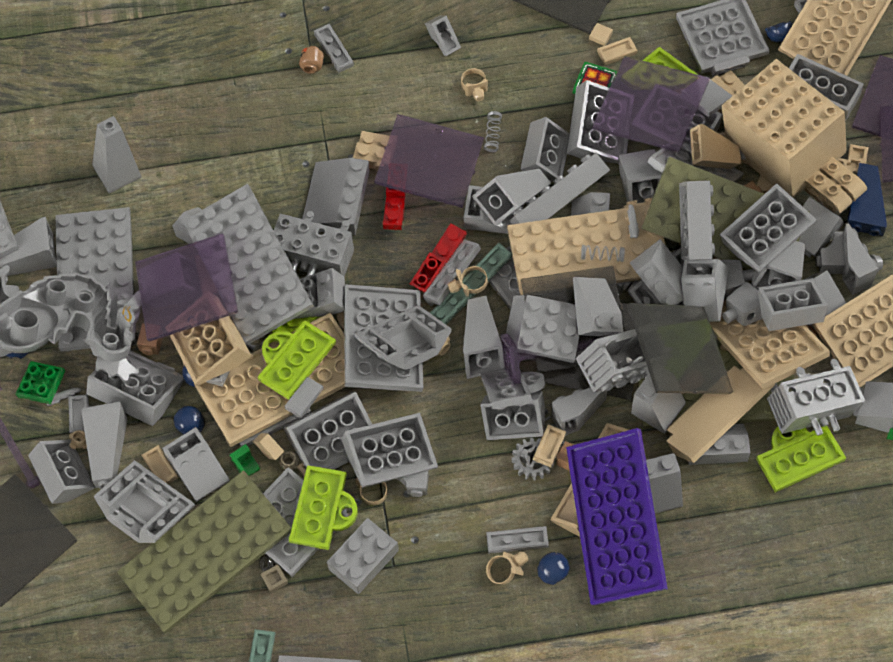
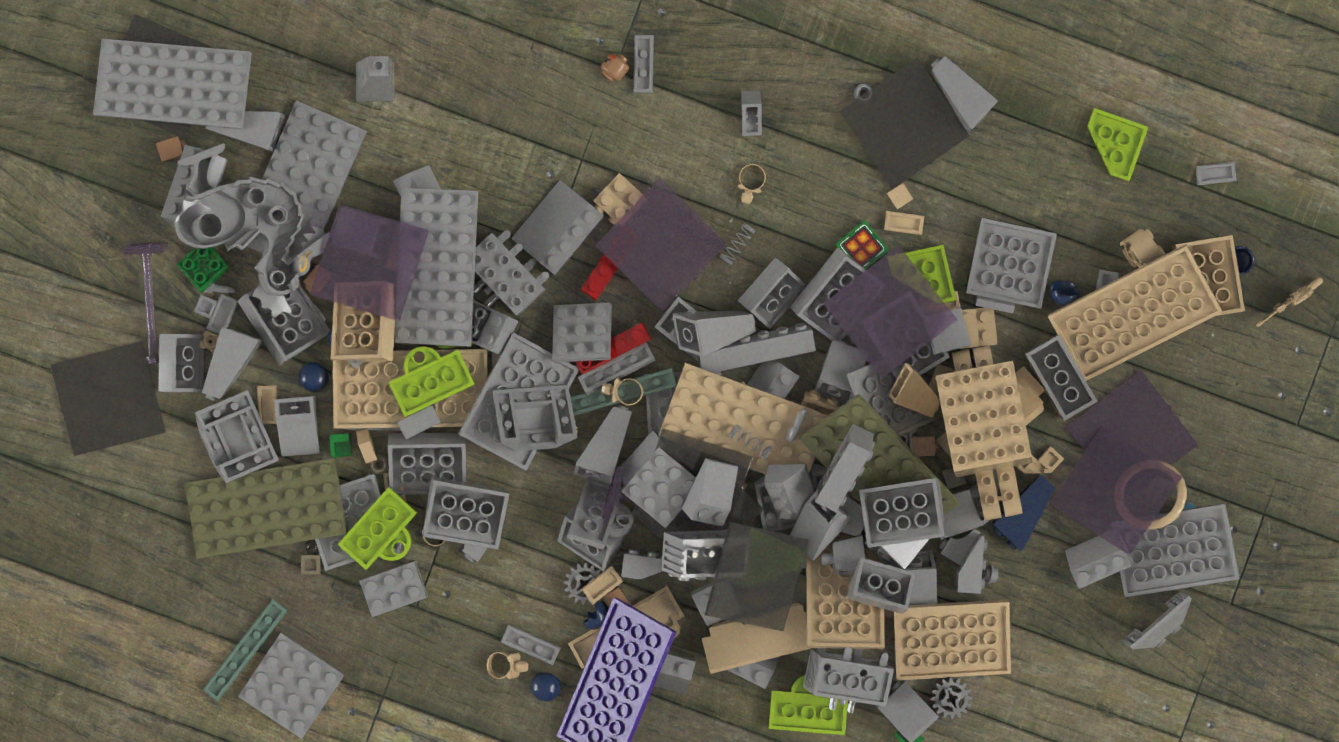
camera: 25 degrees right, 25 degrees up
(59, 415) = (205, 306): none -> light grey tile
(404, 257) = (582, 332): none -> light grey plate
(563, 478) = (596, 619): none -> dark blue hair

